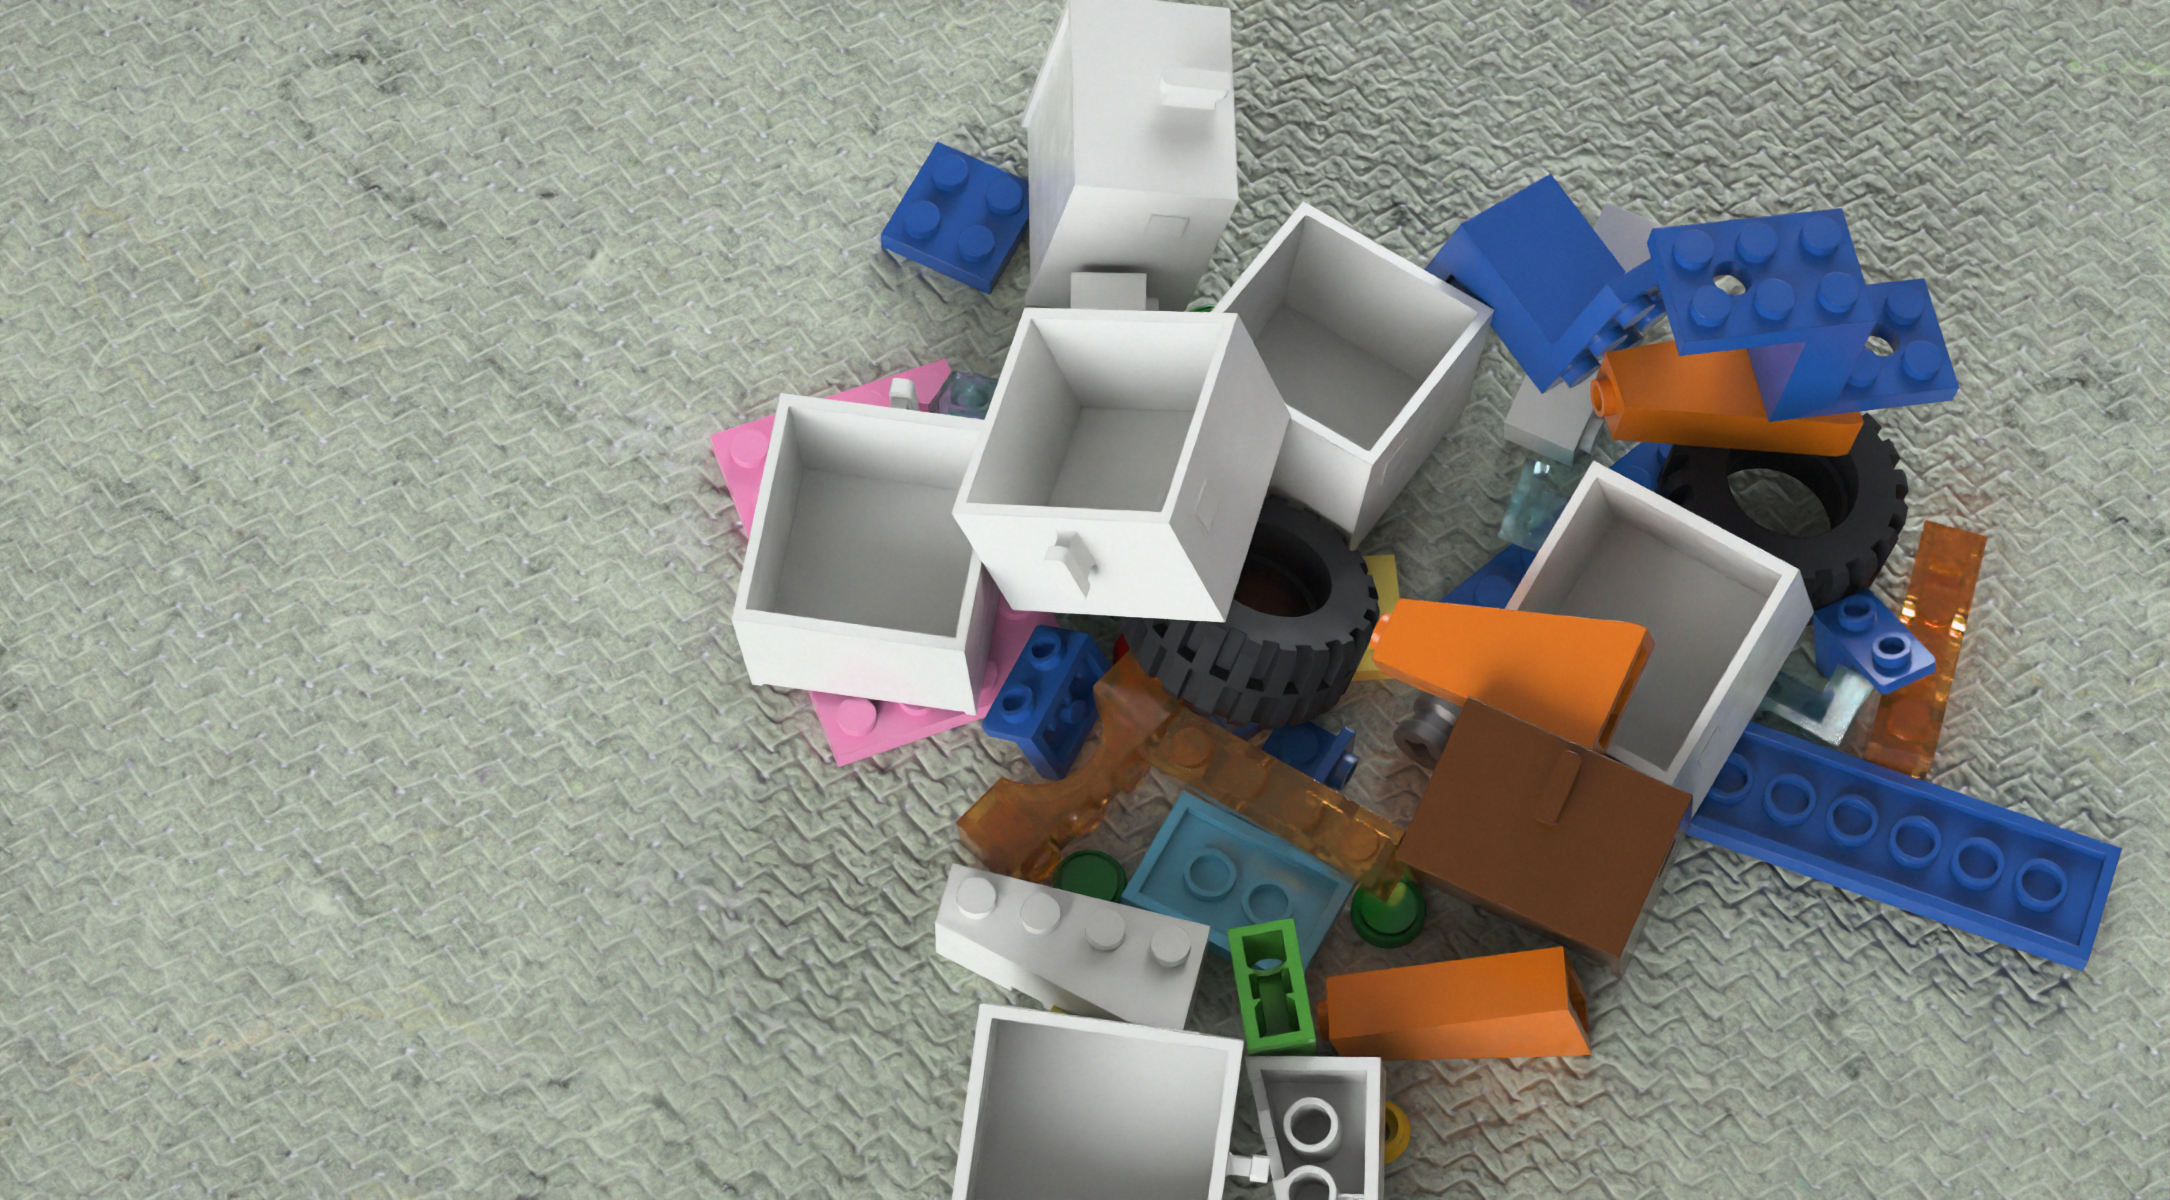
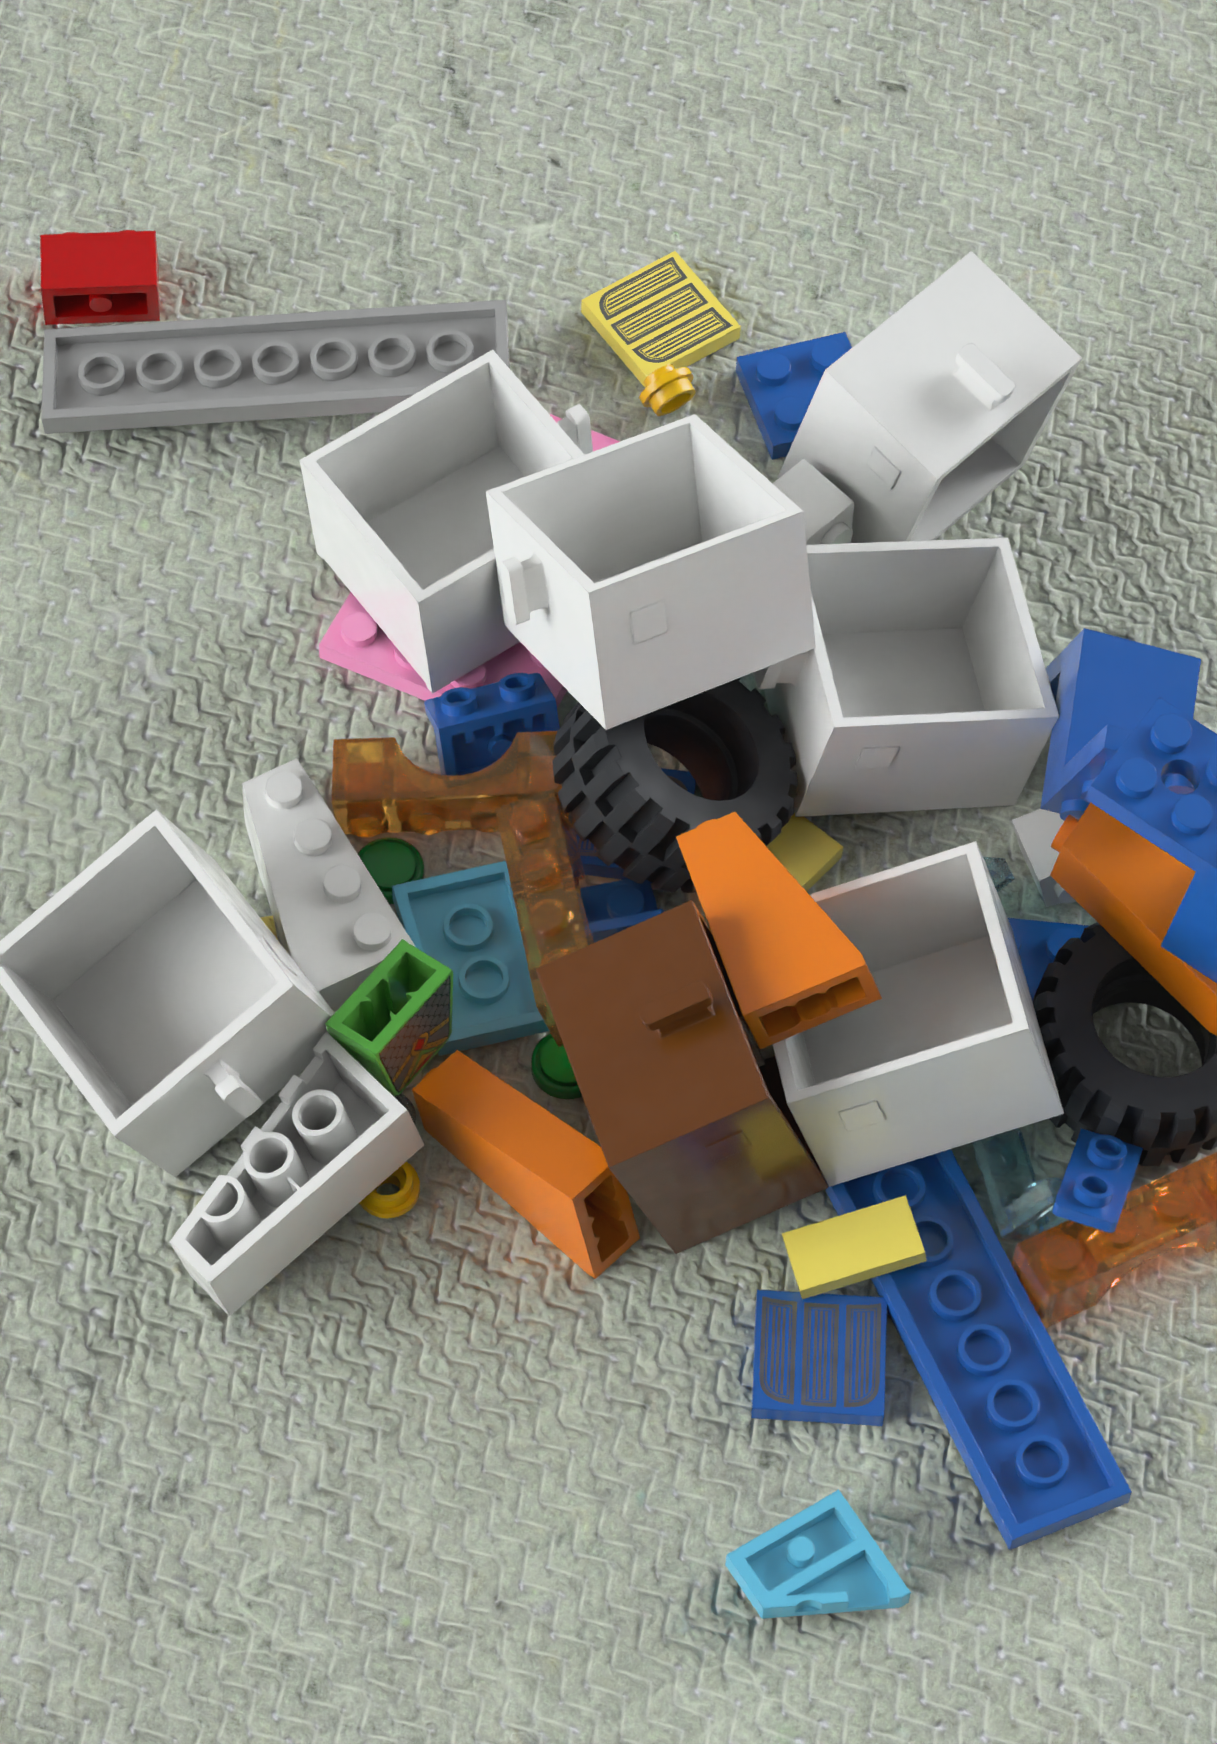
camera: 45 degrees right, 5 degrees down
(310, 612) = (99, 277): none -> red brick
(544, 563) = (259, 365): none -> light grey plate
(783, 254) = (660, 317): none -> light yellow tile
(861, 307) = (667, 389): none -> yellow plate
(1756, 852) = (854, 1247): none -> light yellow tile
(1808, 958) = (819, 1358): none -> tile
(1981, 1111) = (817, 1565): none -> medium azure wing

